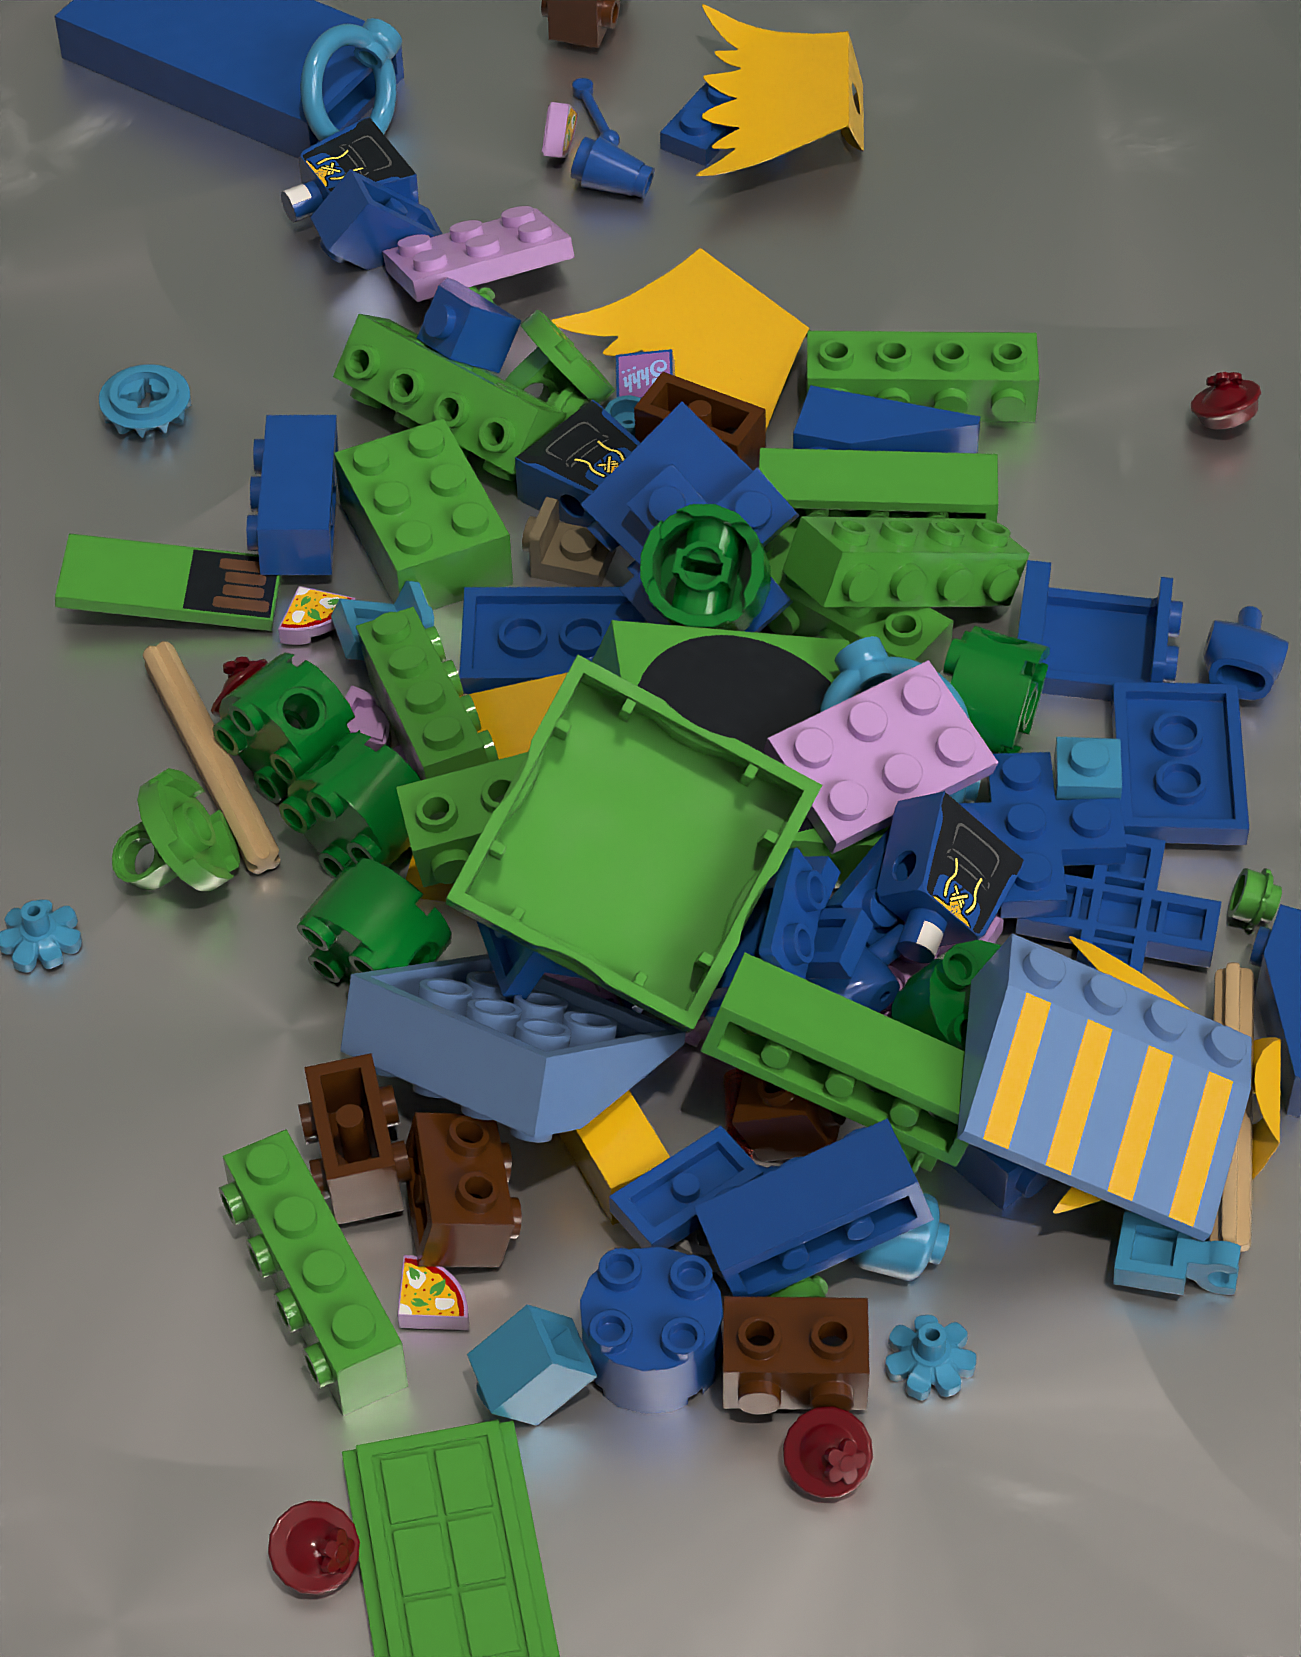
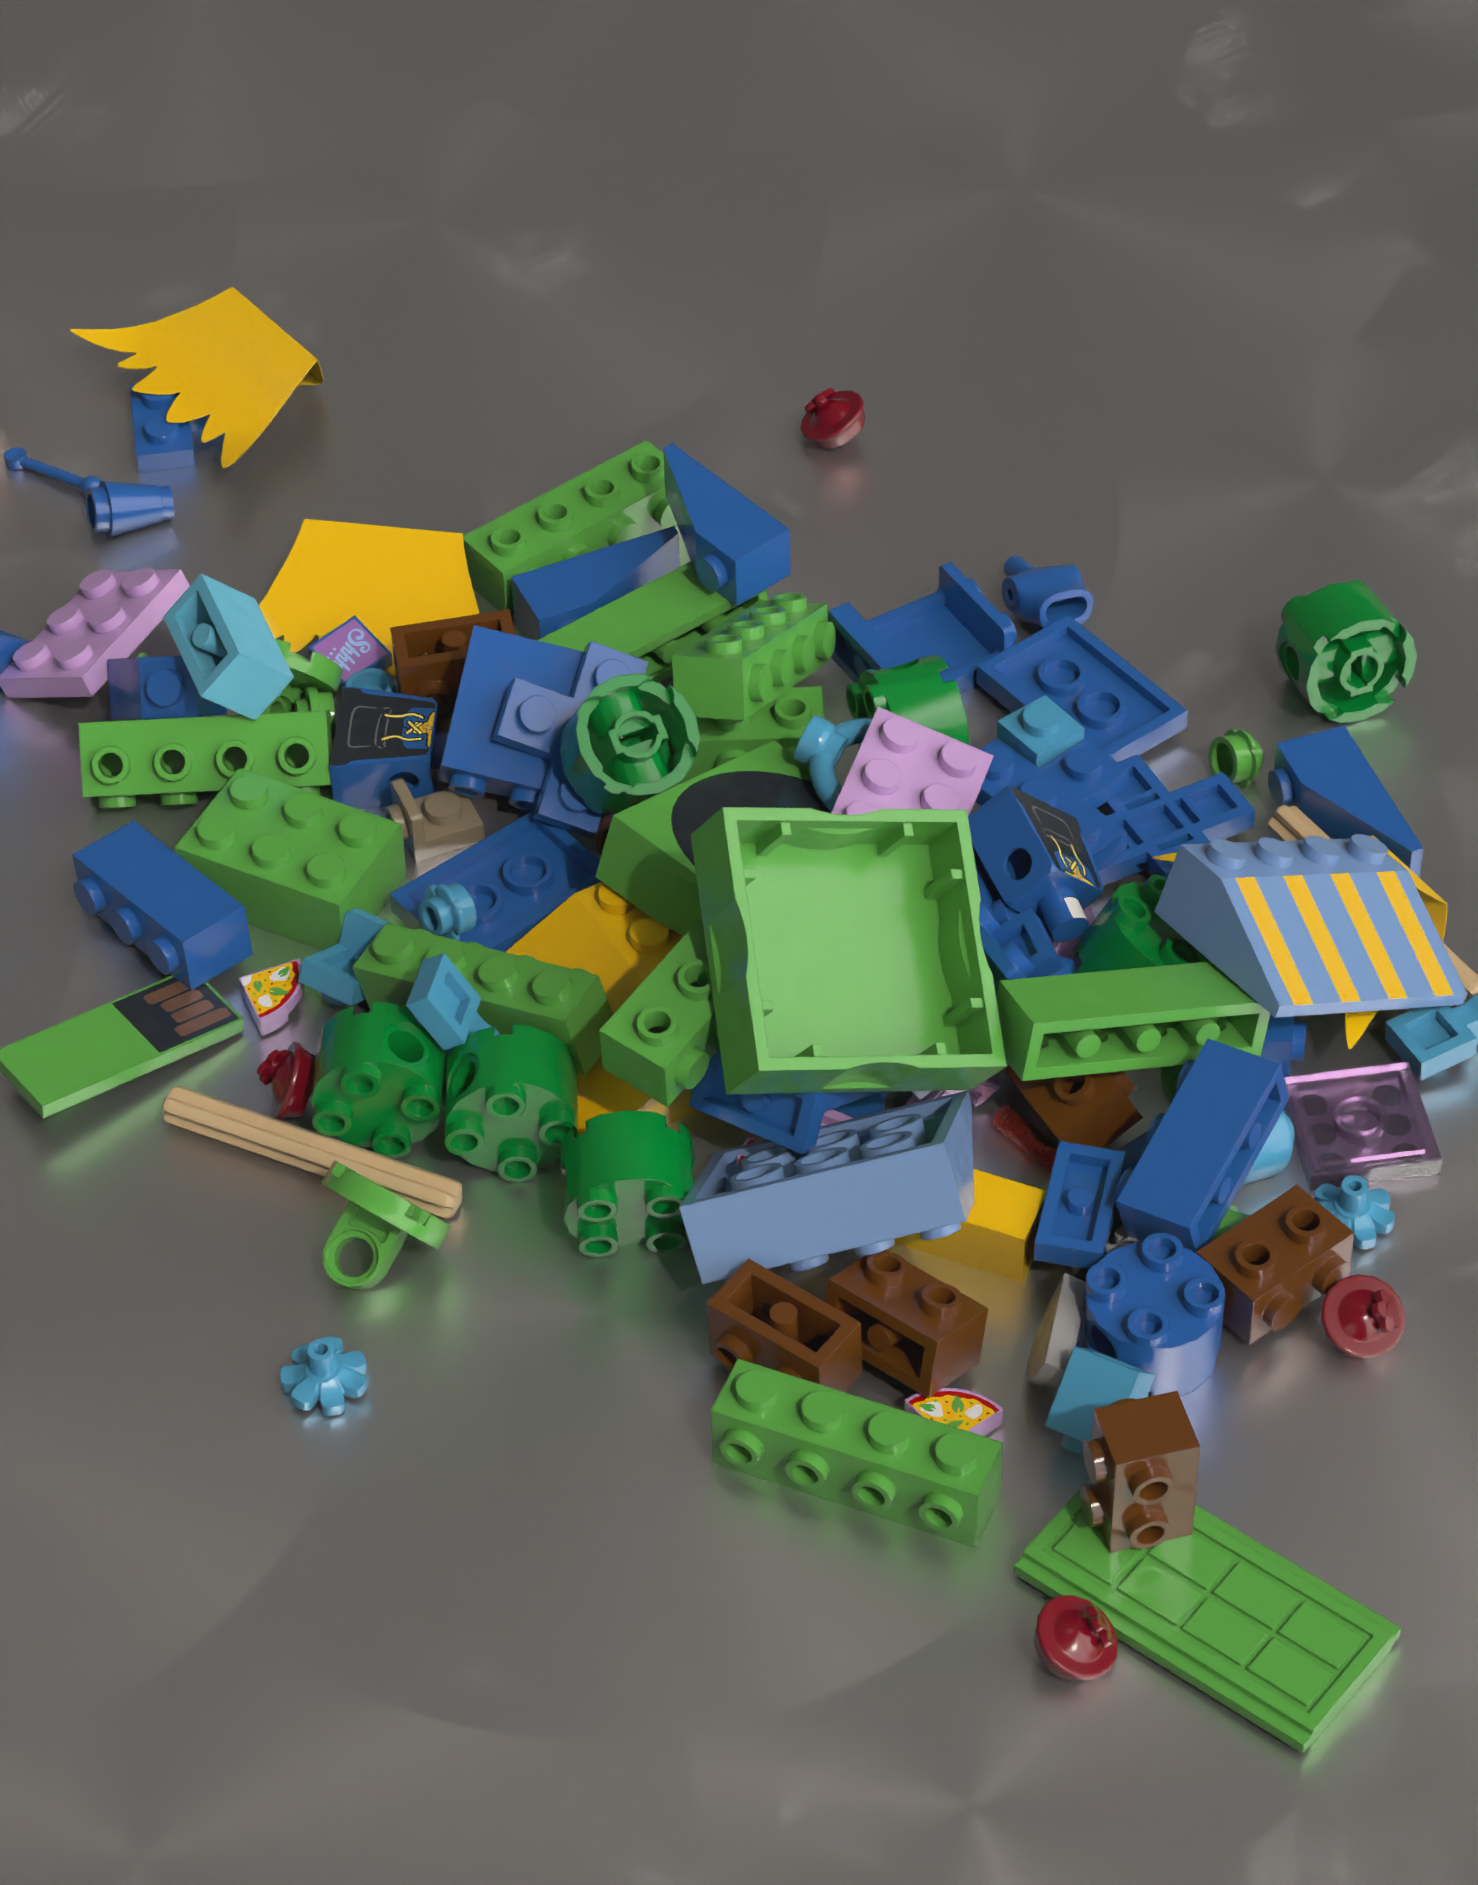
camera: 40 degrees left, 5 degrees down
(356, 697) = (445, 1003): none -> dark azure plate
(468, 1447) = (1141, 1472): none -> reddish brown brick
(471, 627) = (447, 911): none -> dark azure plate
(495, 313) = (228, 647): none -> medium azure brick
(559, 130) = (43, 495): lavender tile -> none
(561, 1288) = (1057, 1333): none -> light grey tile
(985, 443) = (726, 535): none -> blue slope
(1019, 1287) = (1361, 1125): none -> clear purple tile

